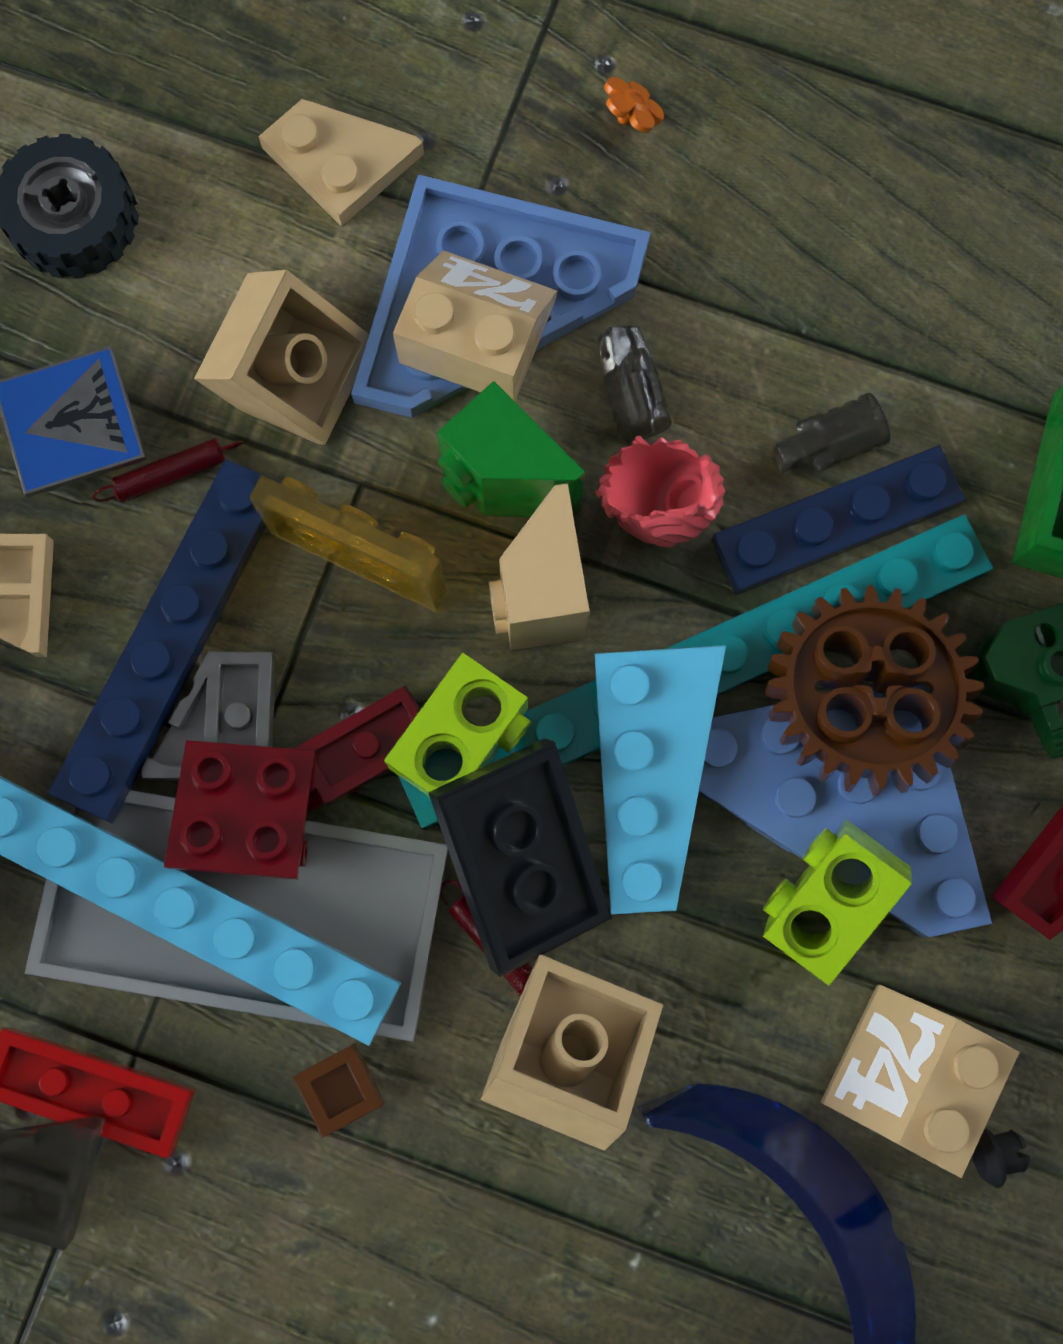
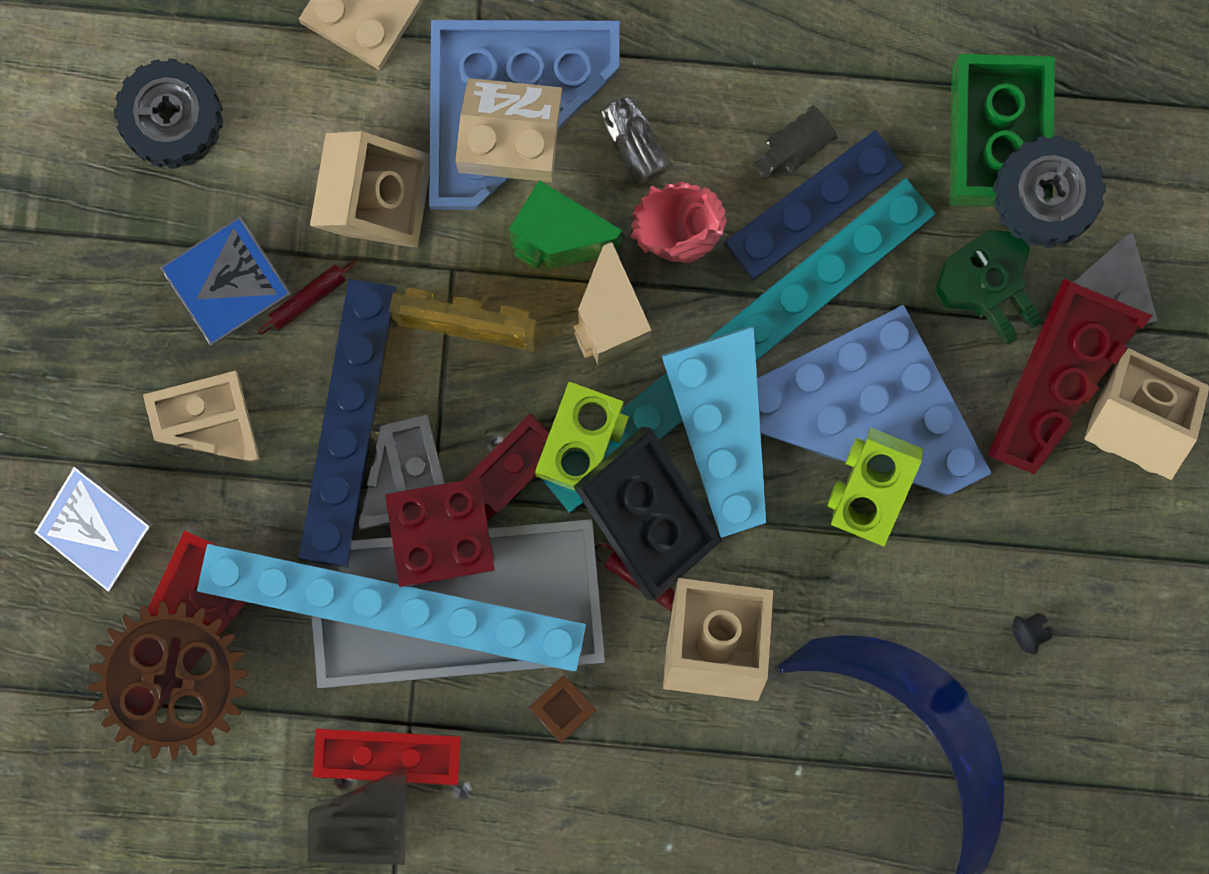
camera: 15 degrees left, 5 degrees up
(878, 745) = (854, 289): reddish brown gear -> none
(920, 1079) = (962, 593): tan slope -> none

